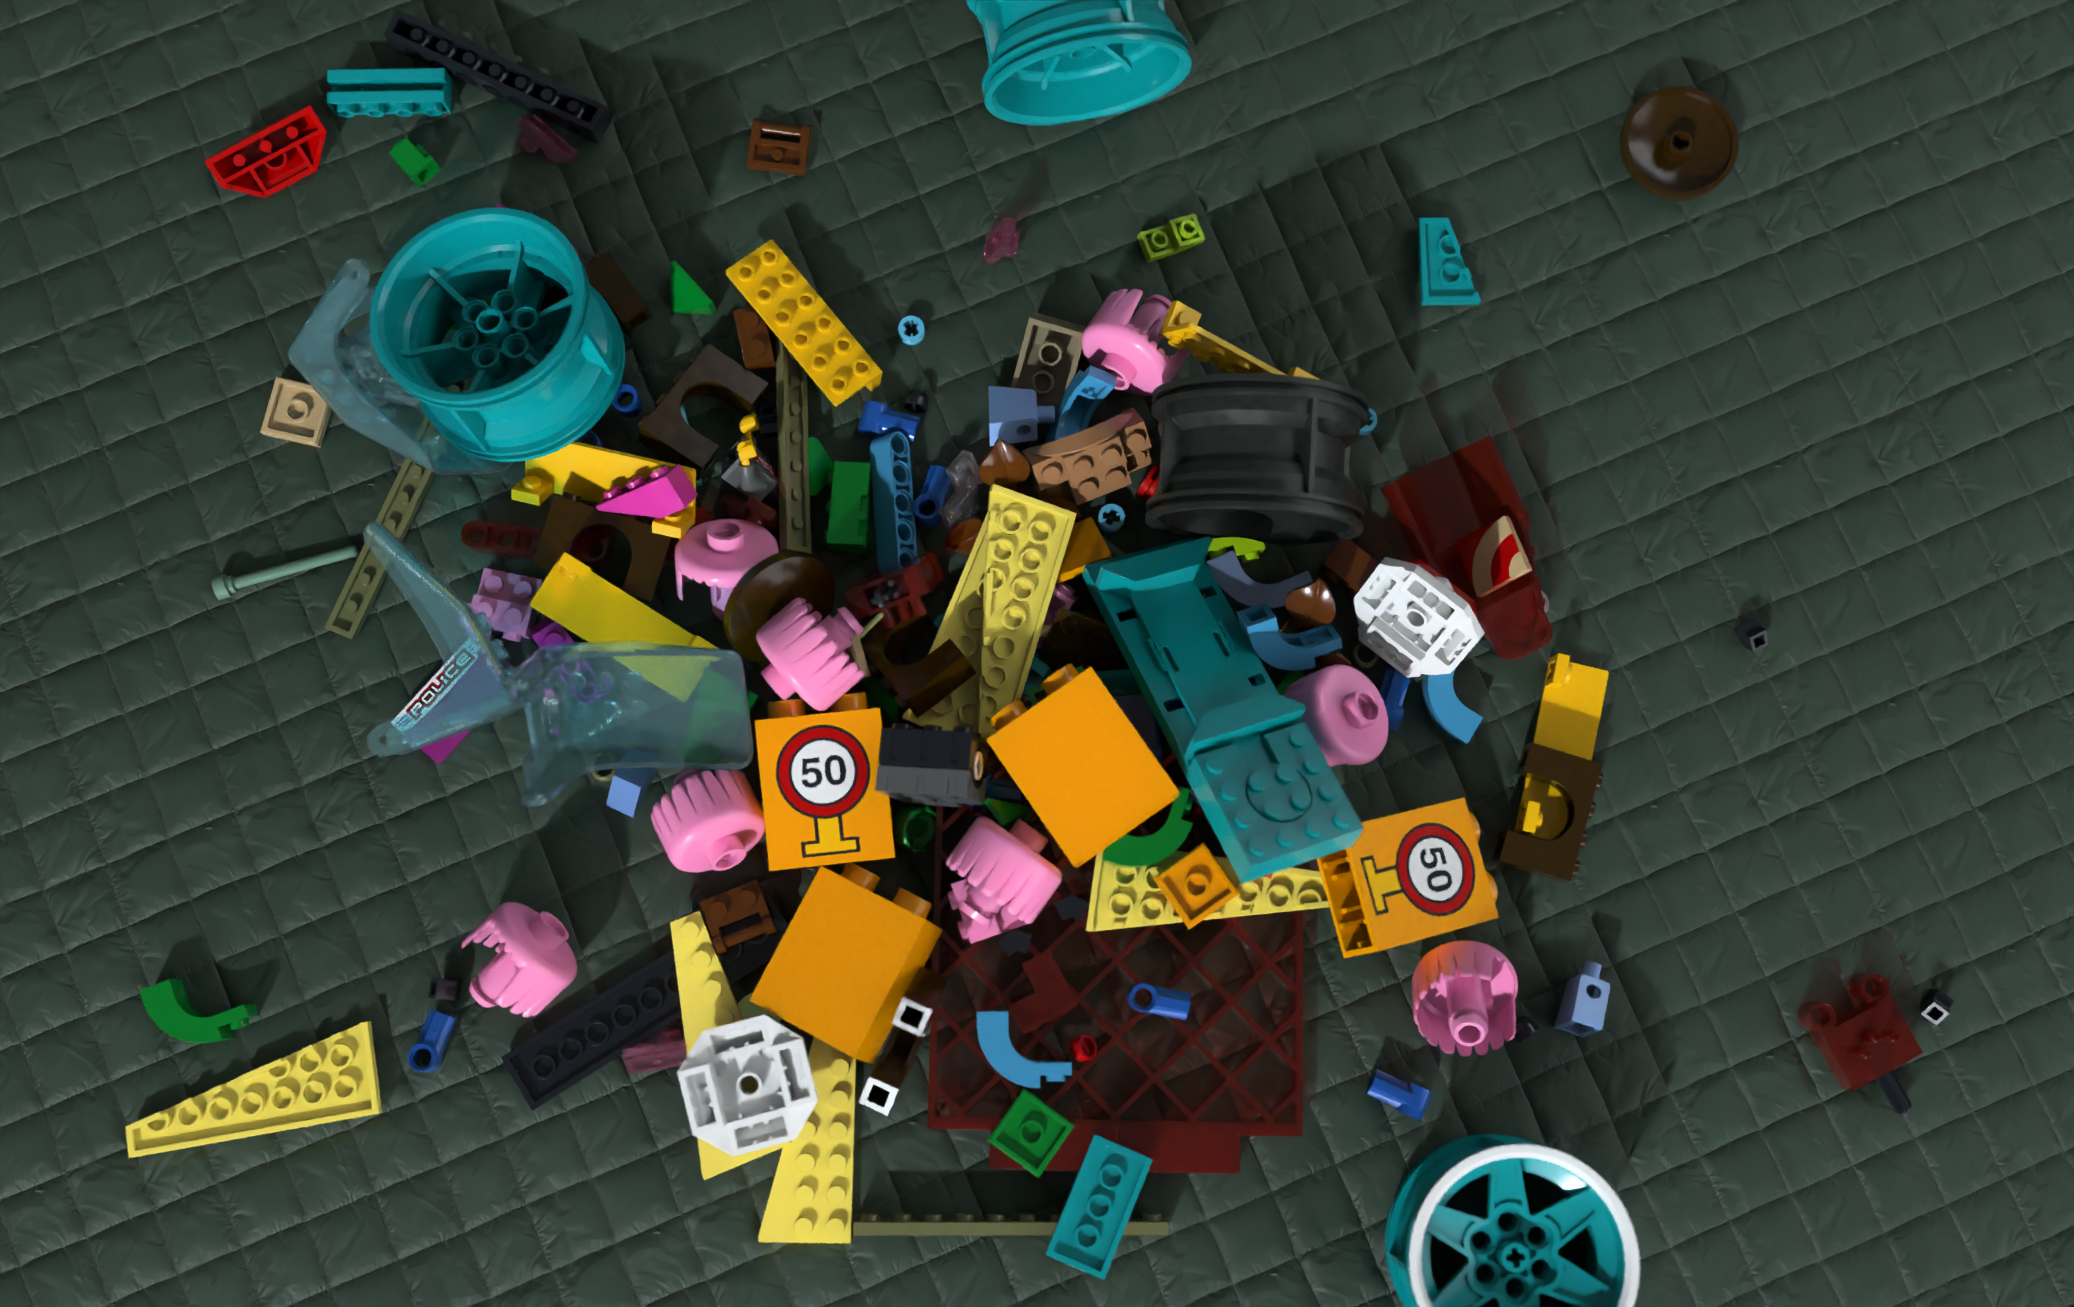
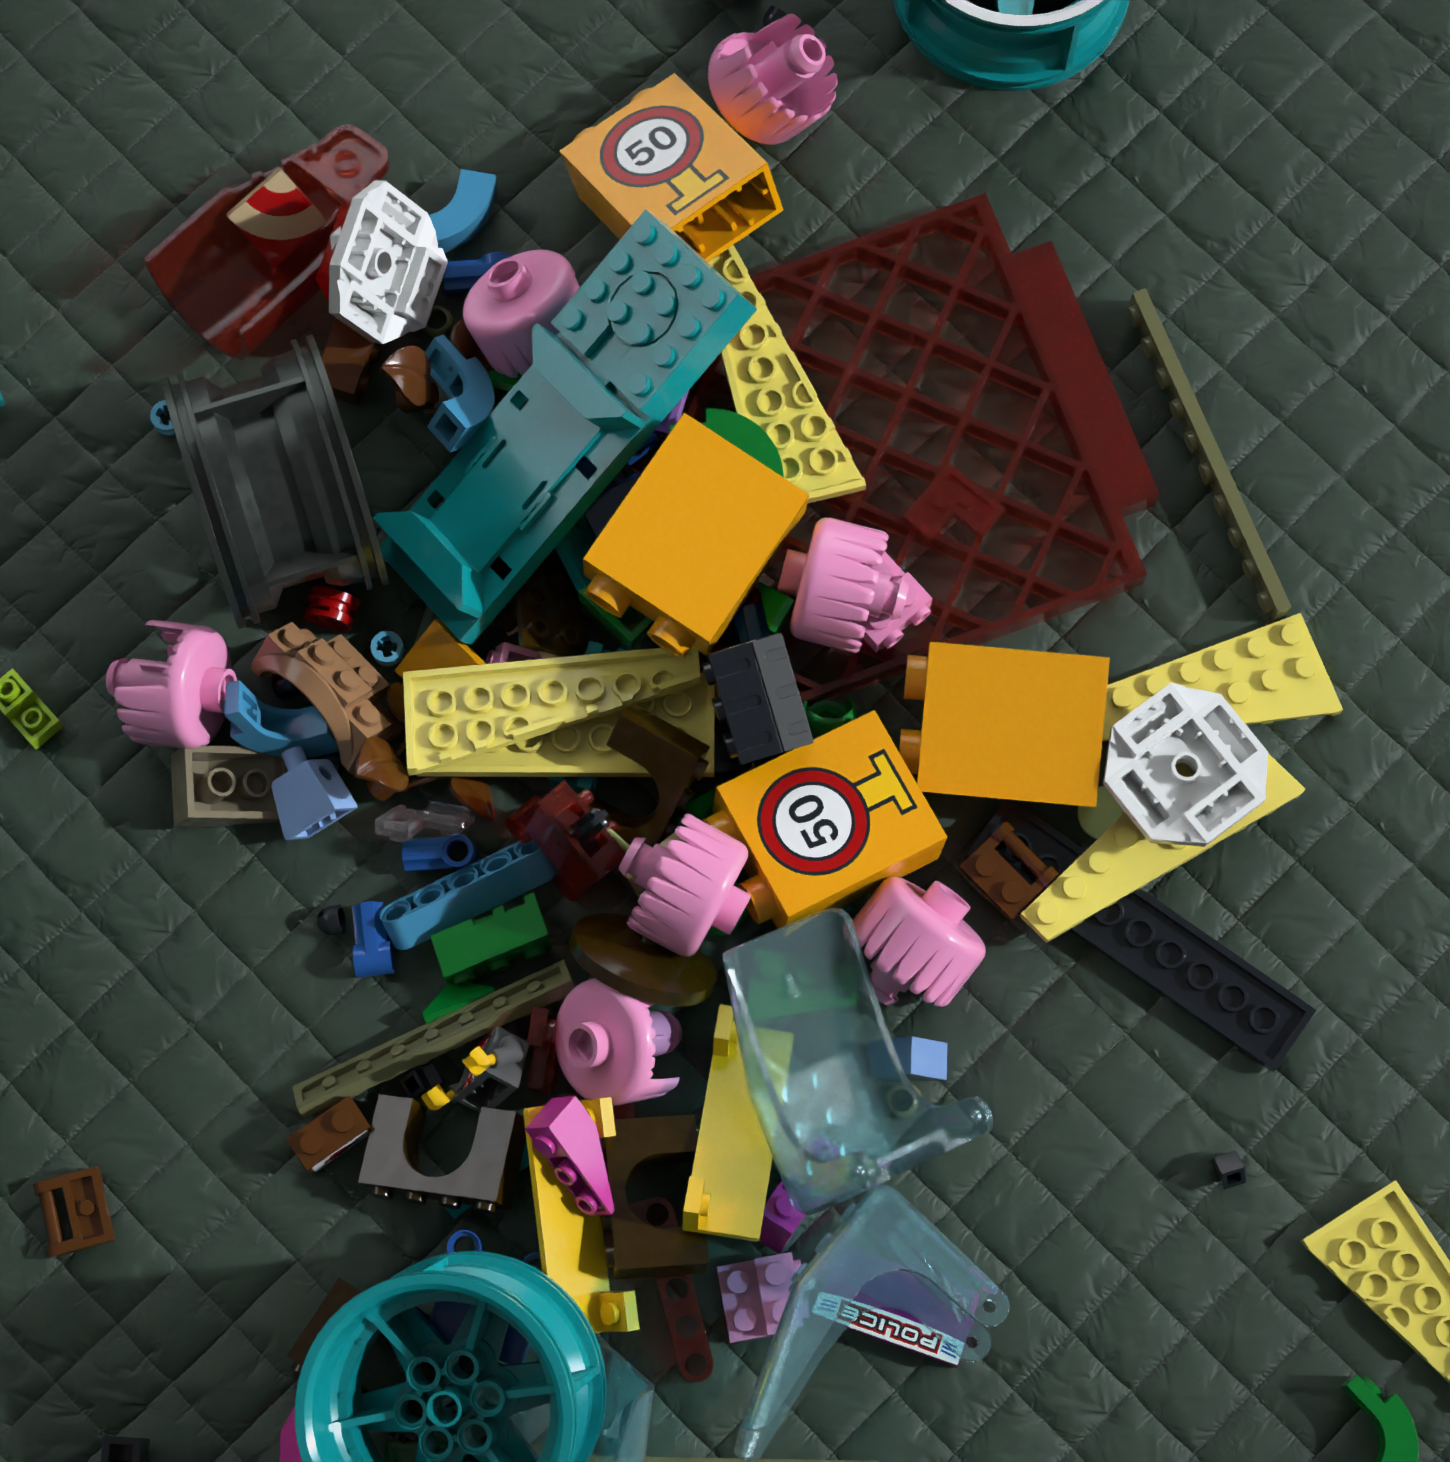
camera: 105 degrees left, 5 degrees down
(433, 1038) = (1287, 1156): blue piece -> none
(530, 963) = (1144, 1074): bright pink piece -> none
(651, 1057) = (1186, 886): clear pink hinge -> none
(686, 294) = (302, 1245): green slope -> none
(804, 323) = (289, 1080): yellow bracket -> none
(905, 1040) = (1031, 622): dark brown arch -> none
(909, 320) = (252, 972): medium azure bush -> none
(999, 1051) = (1026, 533): dark azure arch -> none
(1001, 241) = (103, 894): clear pink hinge -> none
(1015, 941) = (909, 556): black piece -> none
(1031, 1132) = (1103, 464): green tile -> none
(1071, 907) = (847, 510): black piece -> none
(1083, 1048) = (992, 442): red hinge -> none
(1098, 1206) = (1148, 364): teal plate -> none
(1161, 1001) = (908, 383): blue piece -> none
(1184, 333) = (160, 501): yellow bracket -> none
(1196, 885) = (769, 388): light orange tile -> none
(1244, 548) = (372, 489): lime slope -> none
(1245, 592) = (418, 459): sand blue arch -> none
(1405, 1096) = (899, 111): blue piece -> none
(1567, 723) = (463, 83): yellow bracket -> none
(1576, 782) = (495, 51): dark brown arch -> none

